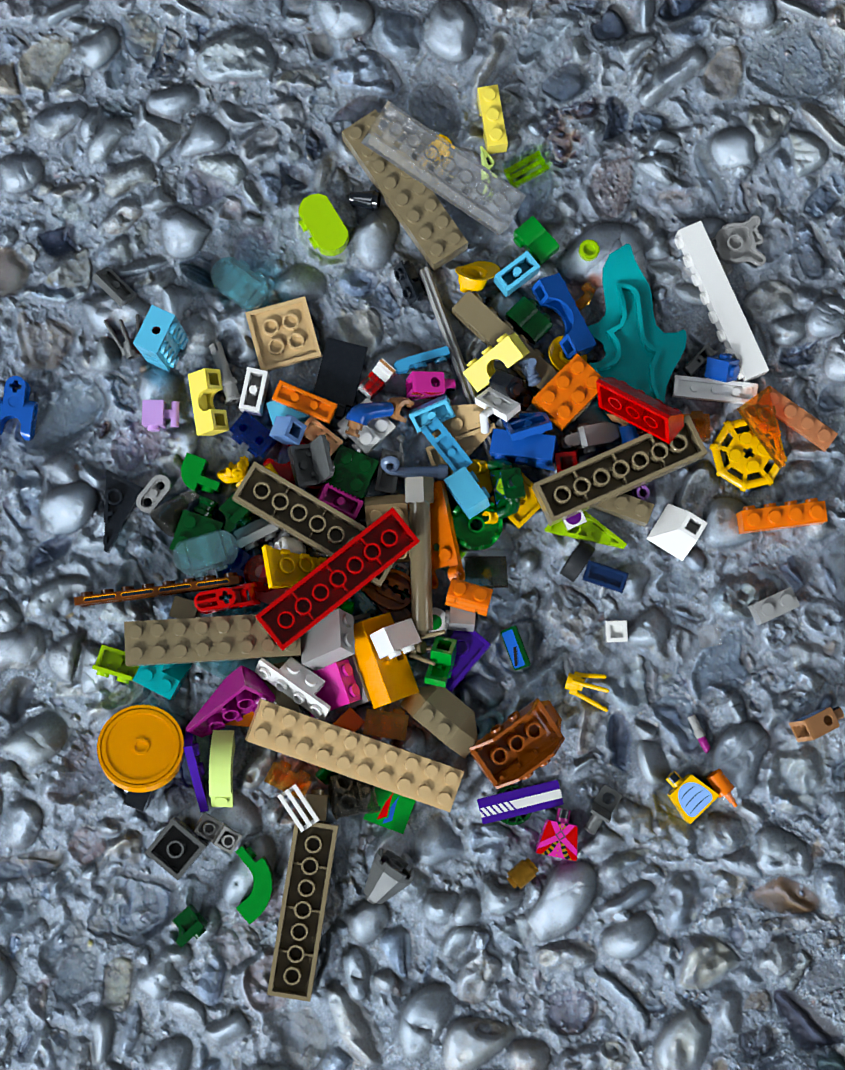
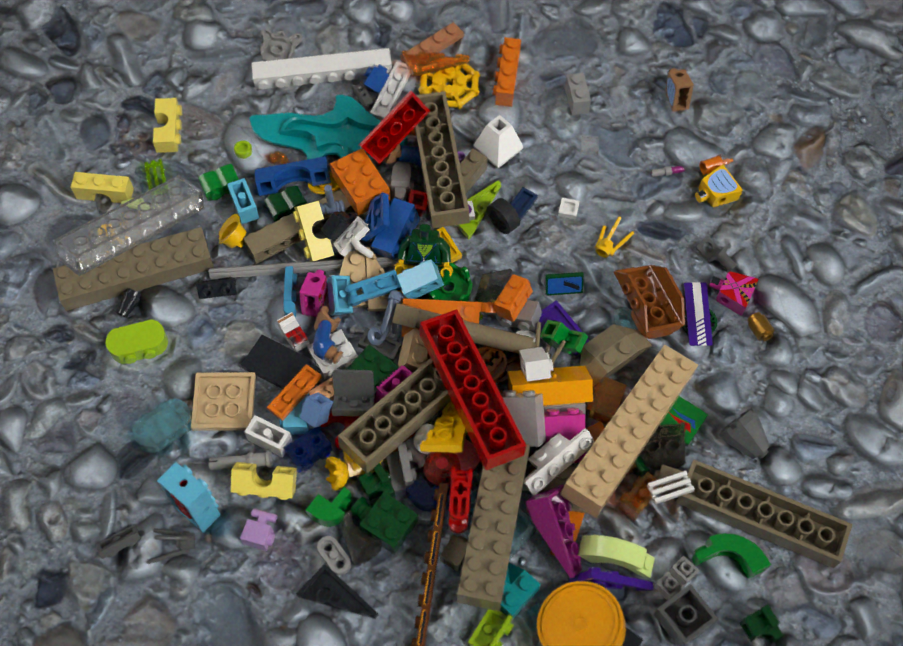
camera: 75 degrees left, 20 degrees down
(205, 553) = (409, 509): clear light blue brick -> none
(577, 164) = (167, 137): none -> light yellow arch

